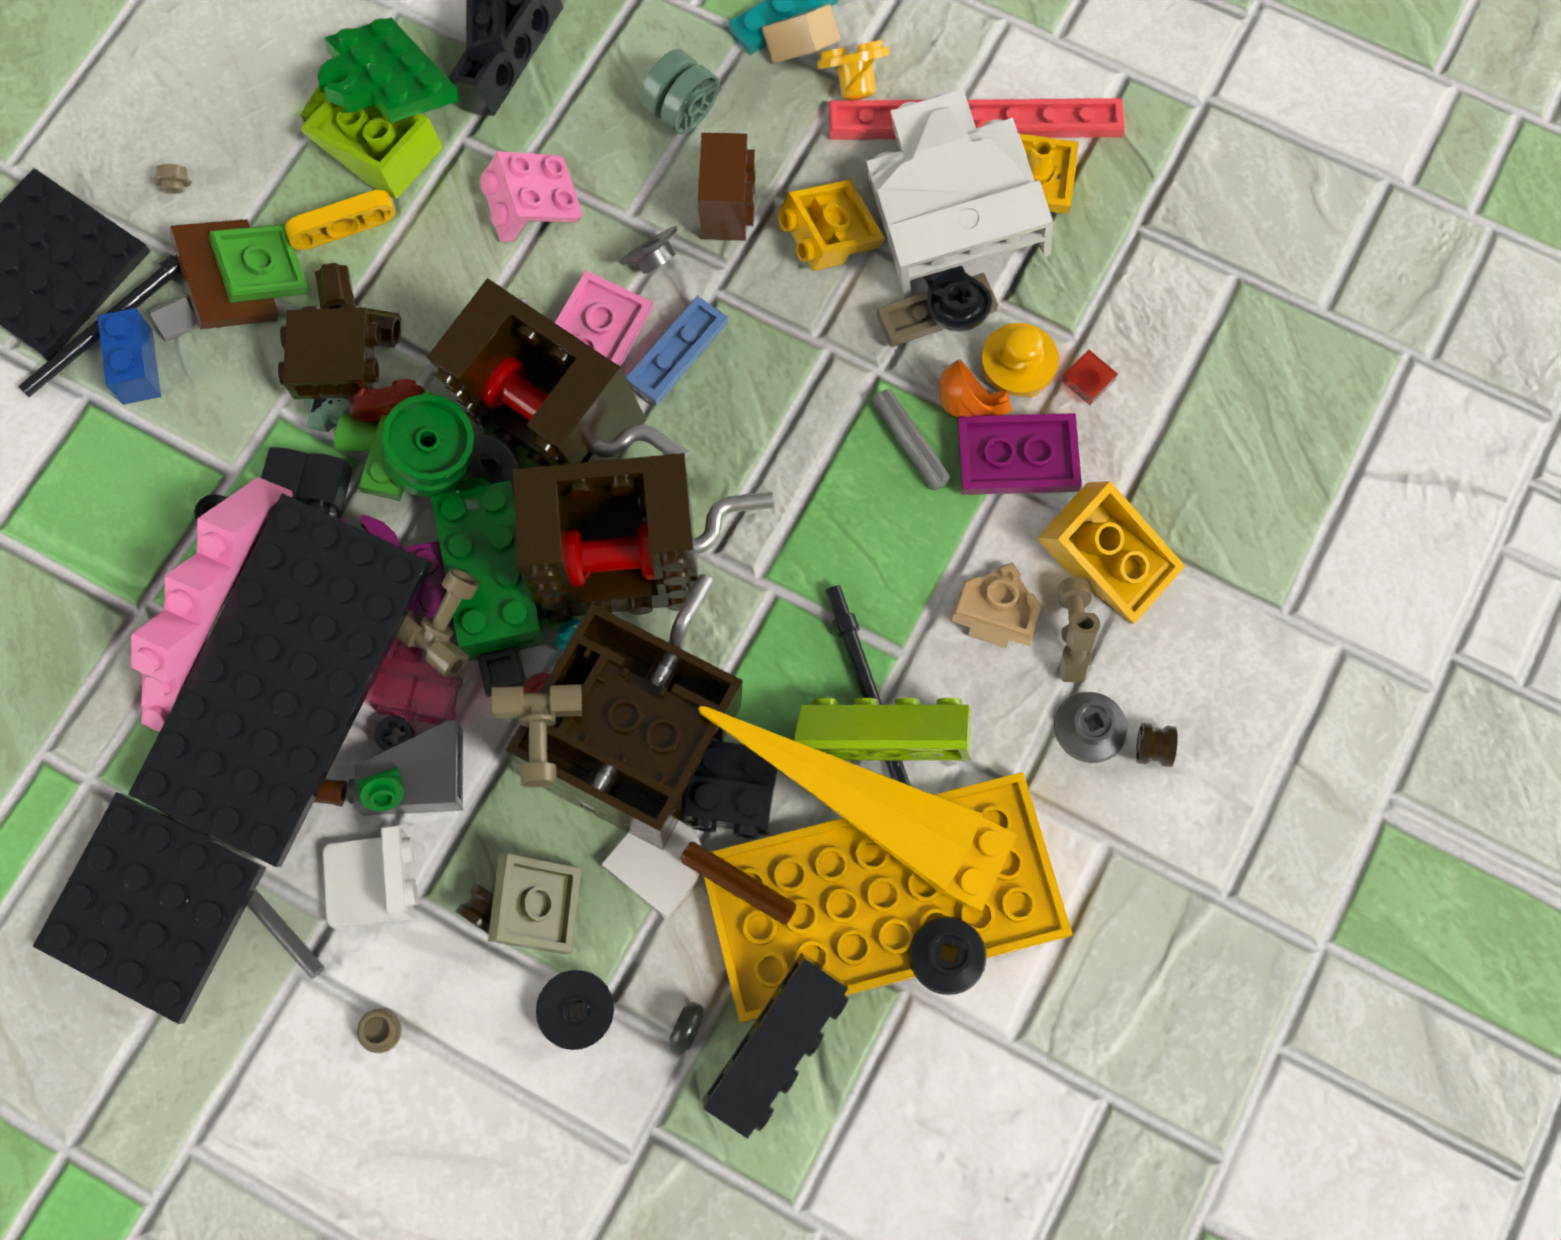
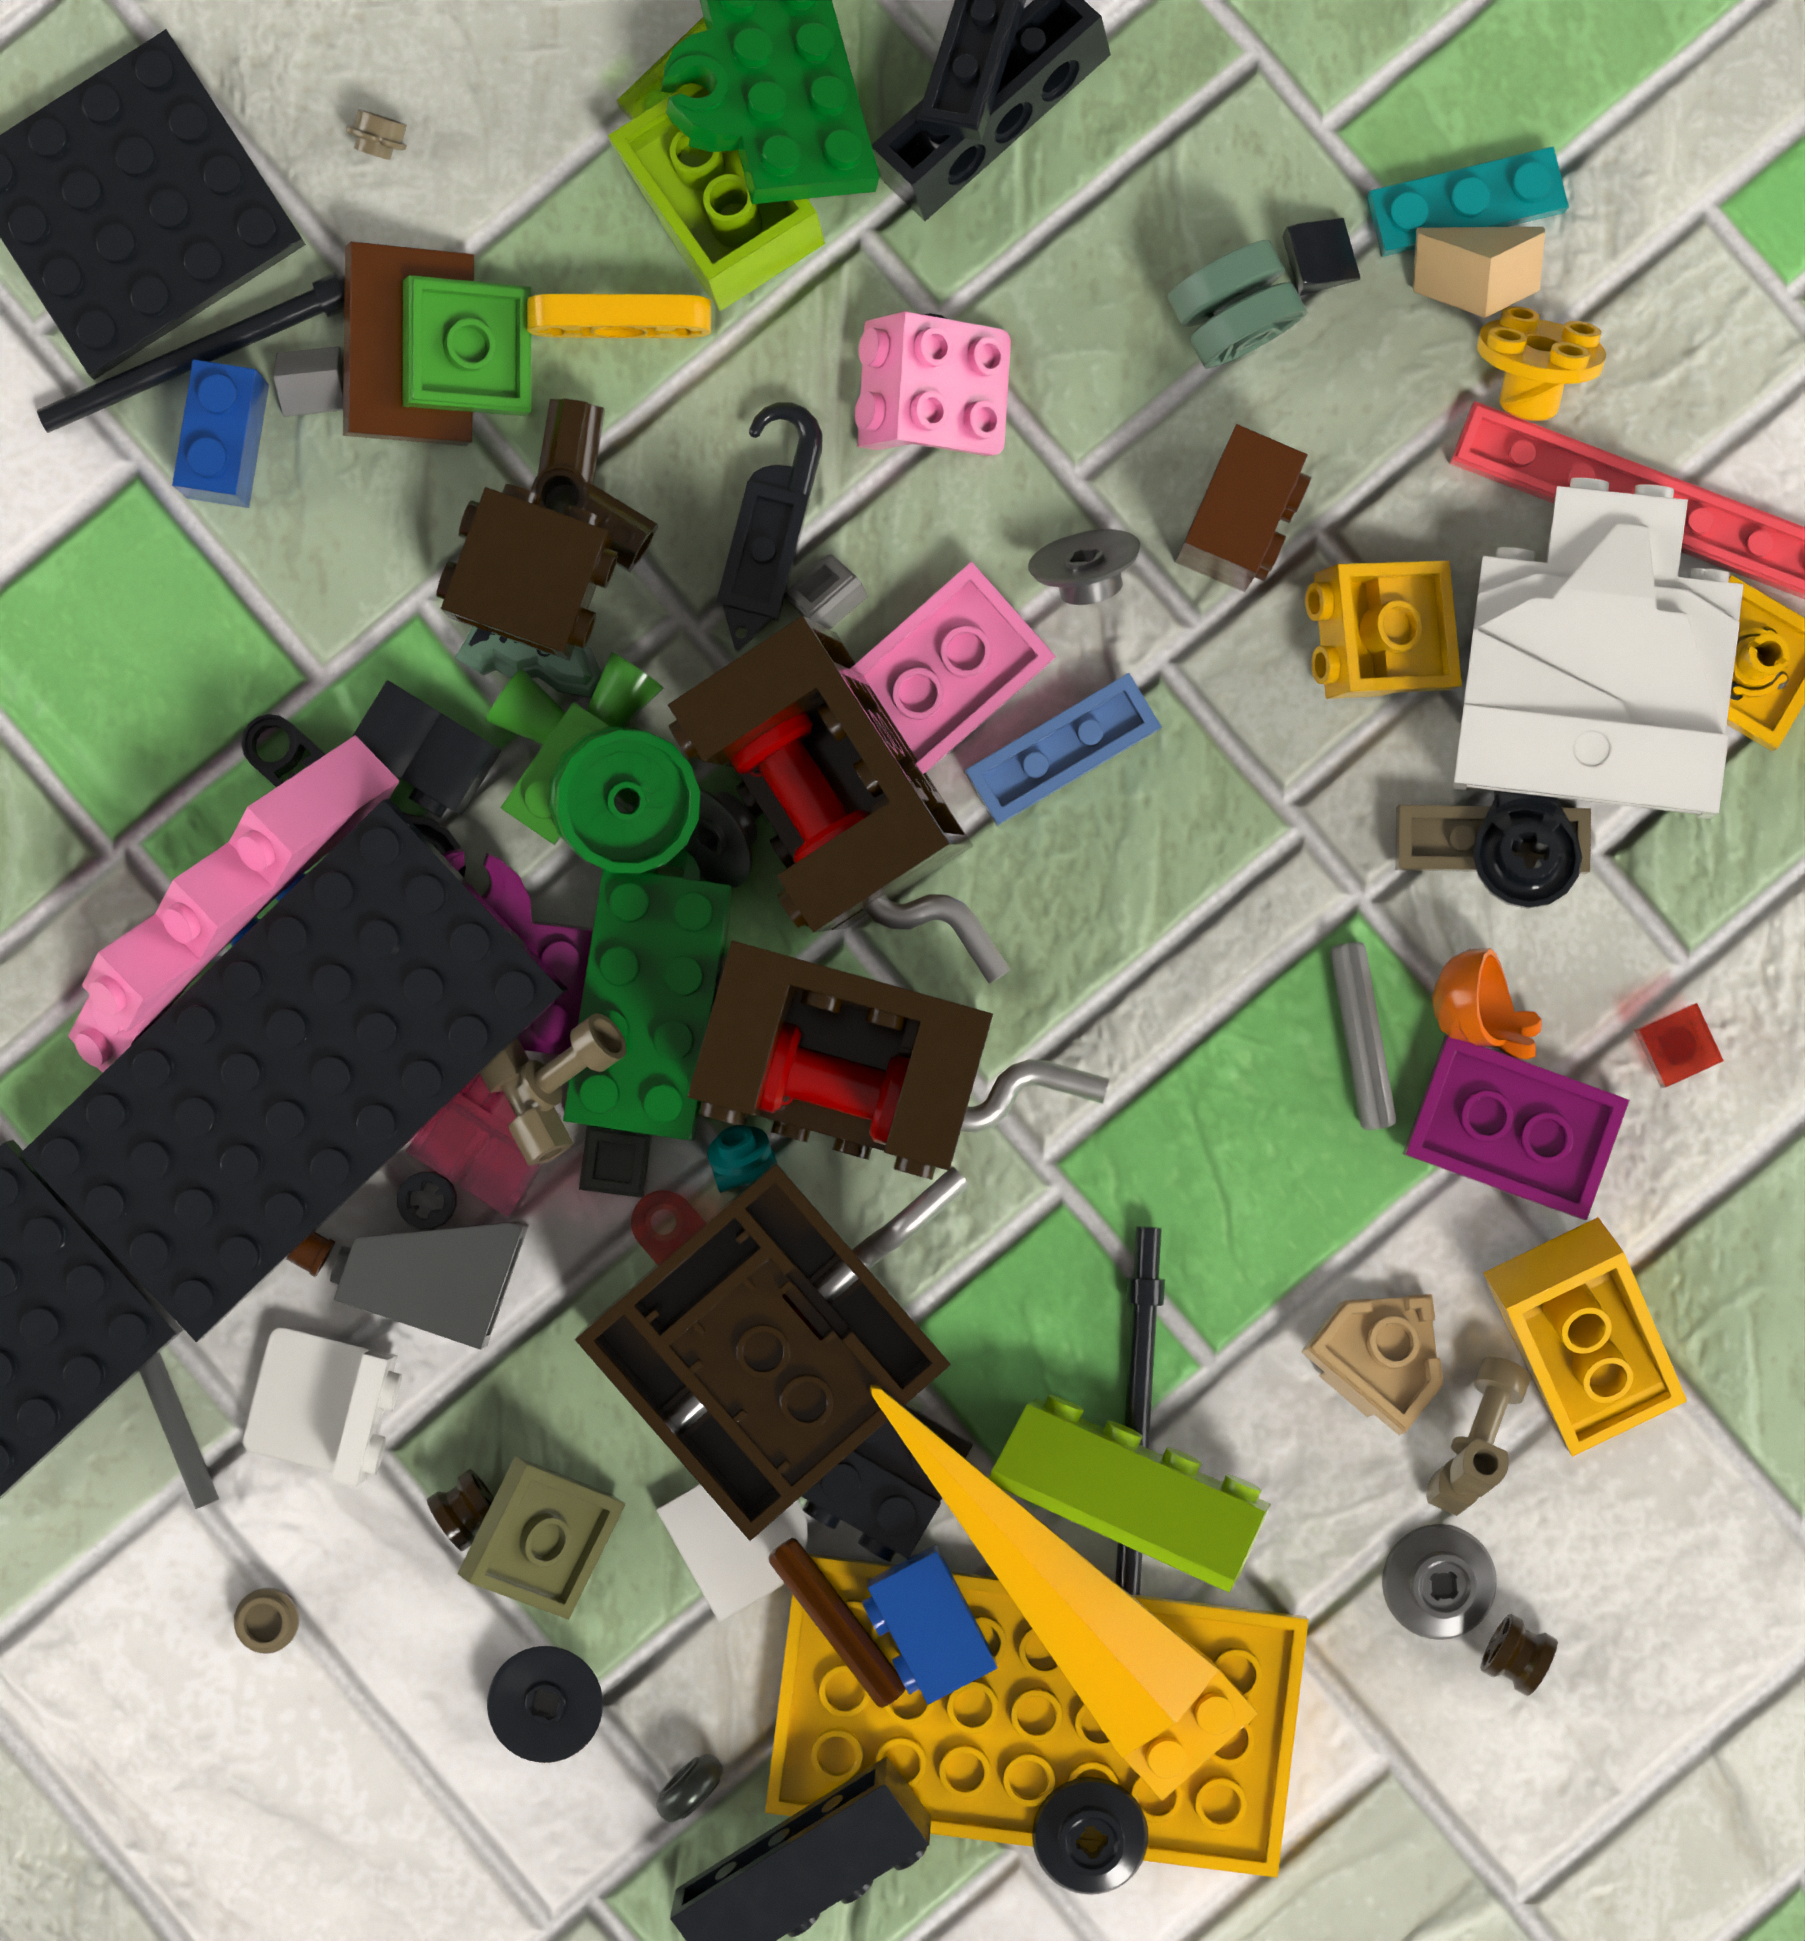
camera: 20 degrees right, 15 degrees up
(372, 403) = (615, 692): clear red plate -> none
(381, 790) = (381, 1295): green plate -> none
(462, 277) = (769, 527): none -> black plate
(537, 713) = (639, 1309): dark tan bar -> none
(717, 60) = (1320, 255): none -> black slope
(794, 858) = (930, 1625): none -> blue brick
(1019, 359) = (1585, 971): yellow plate -> none

